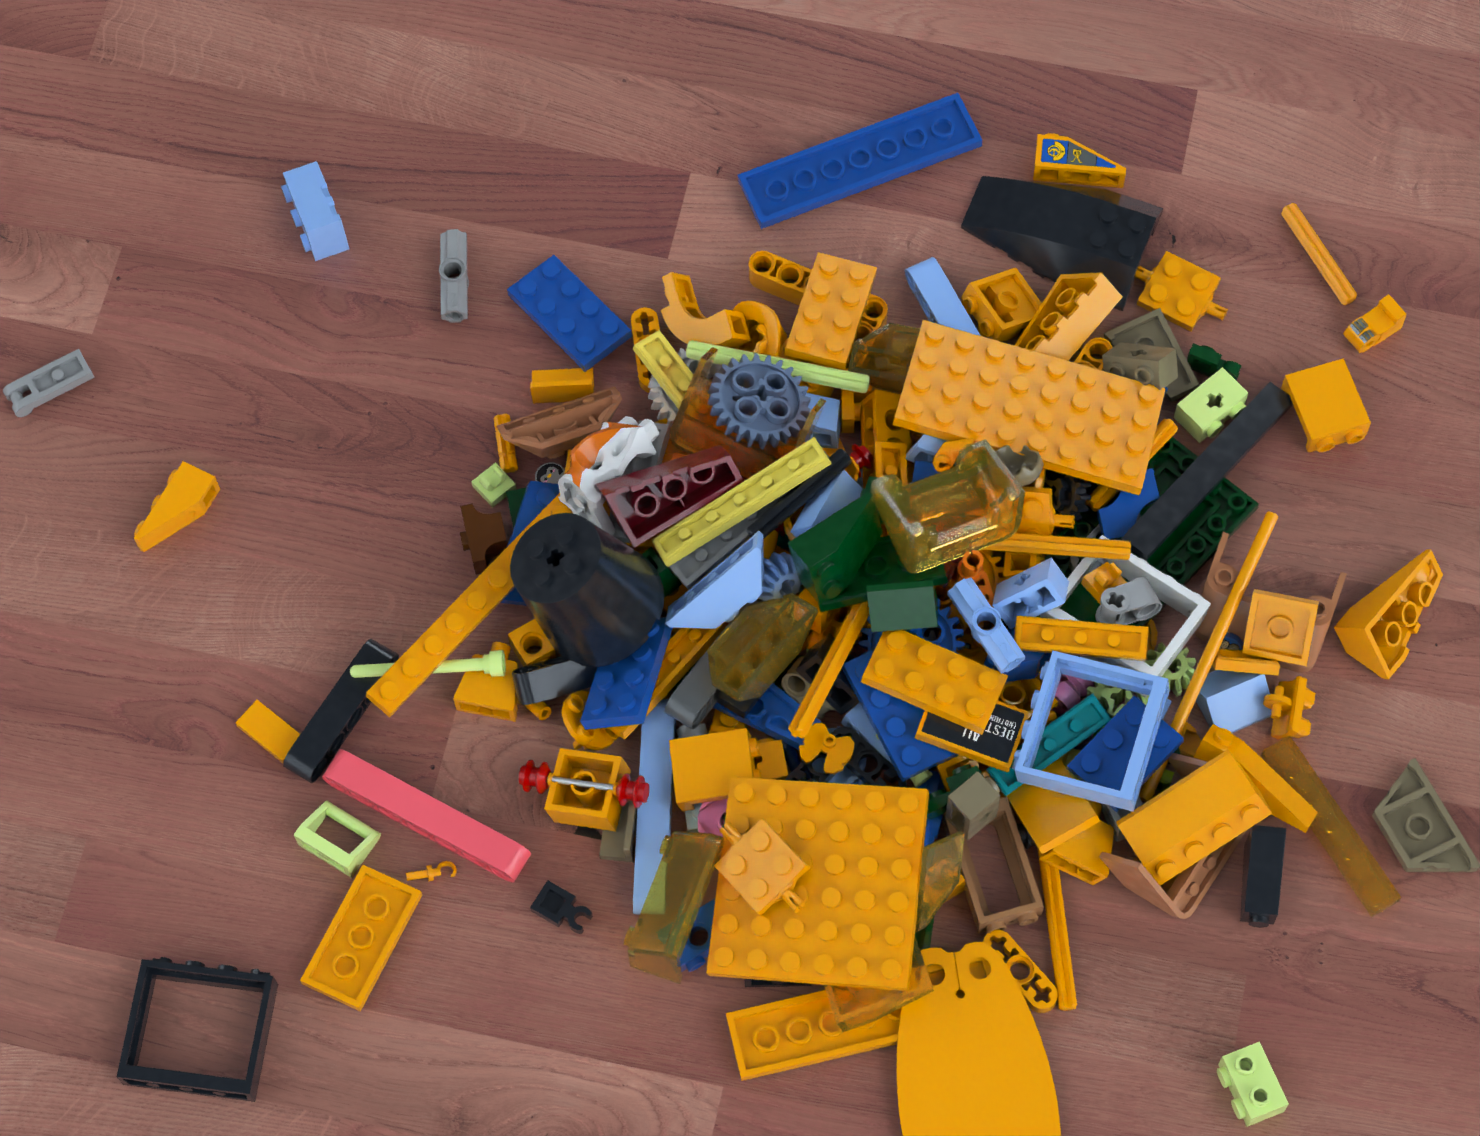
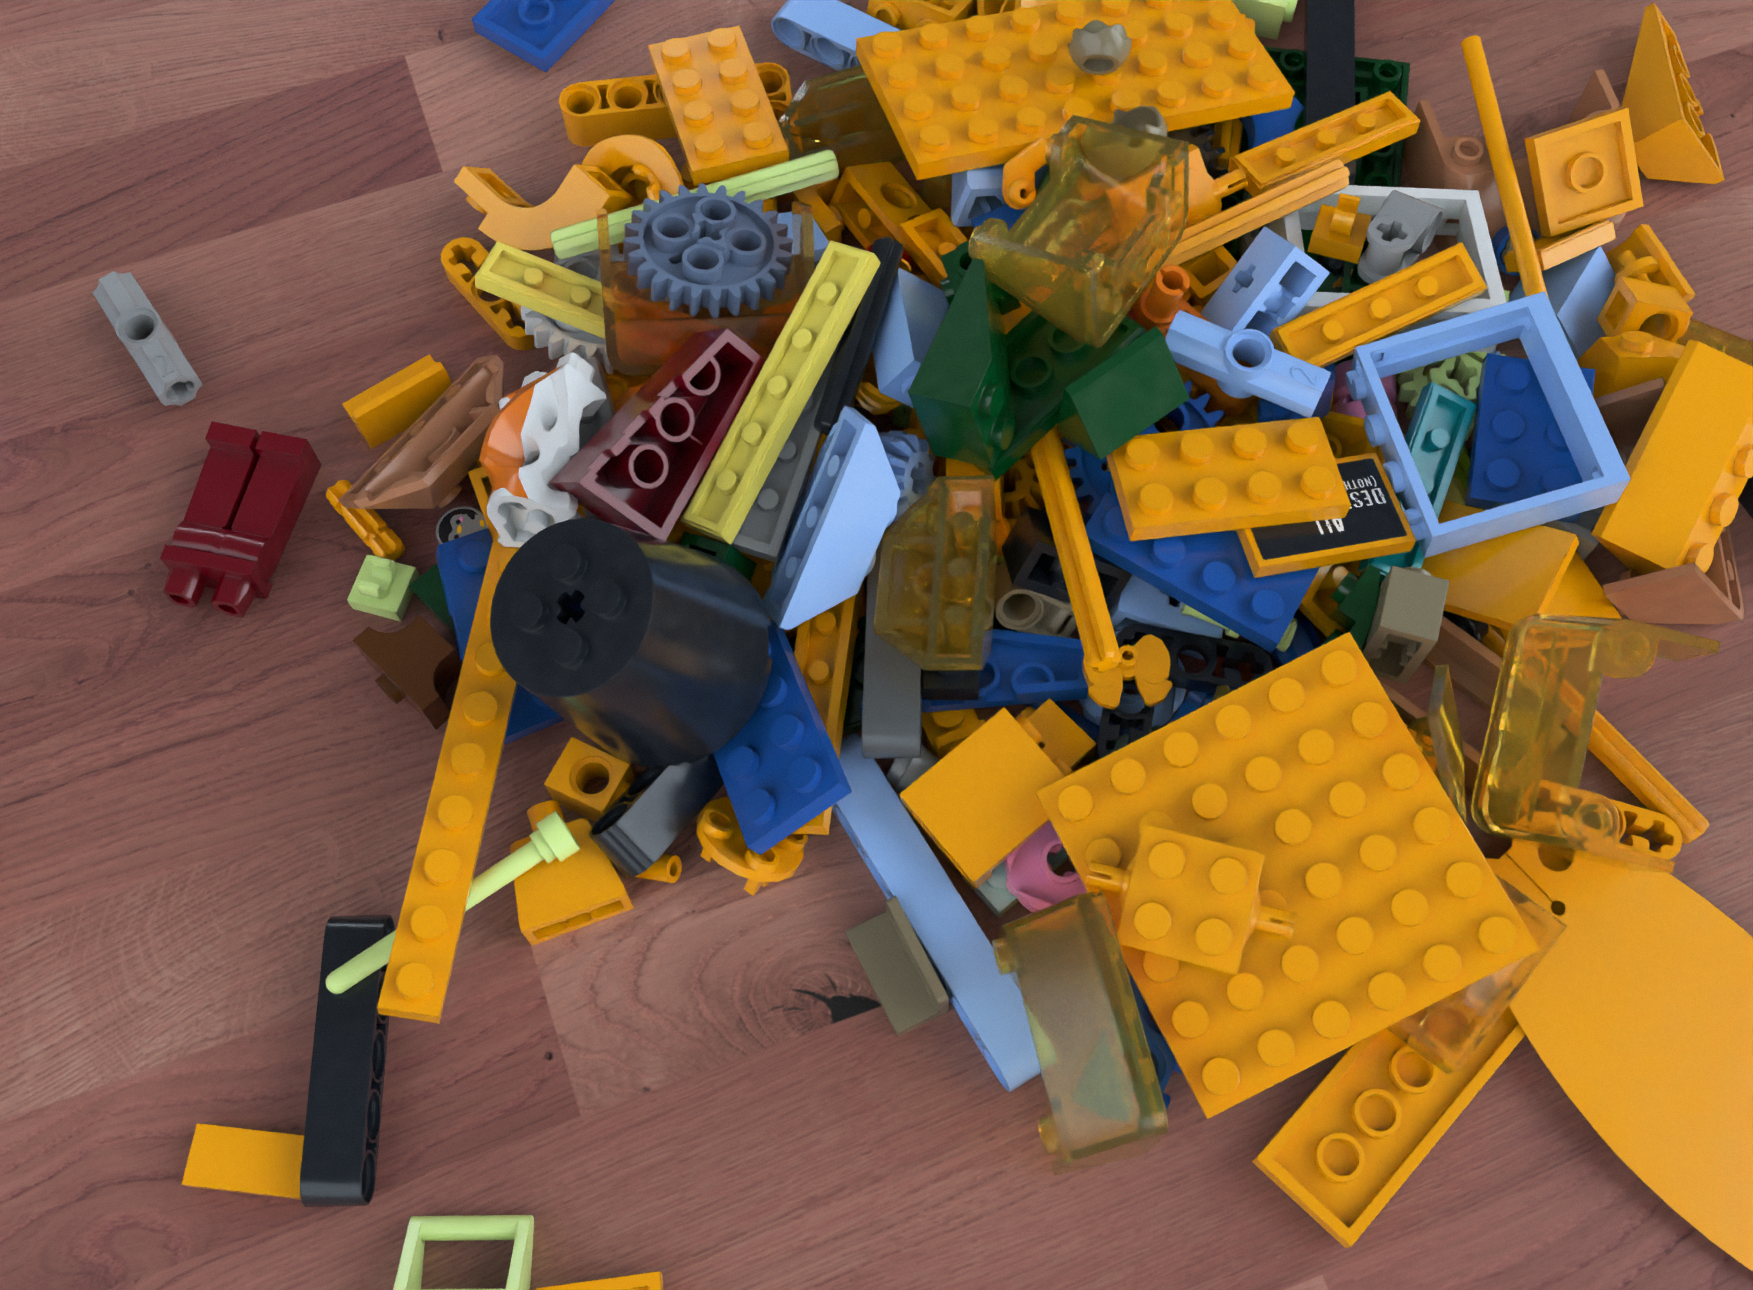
camera: 35 degrees left, 0 degrees up
(426, 815) = (588, 1140): coral beam -> none
(430, 873) = (652, 1227): light orange hand -> none
(444, 405) = (239, 517): none -> dark red hips
(557, 905) = (883, 1154): black plate -> none
(569, 313) = (349, 302): blue plate -> none
(585, 788) = (816, 943): light orange brick -> none
(971, 923) = (1543, 730): none -> clear yellow windscreen
(1039, 406) = (1099, 47): none -> dark tan plate
(1144, 527) = (1338, 137): none -> light orange tile
(1259, 727) = (1645, 308): none -> light orange brick

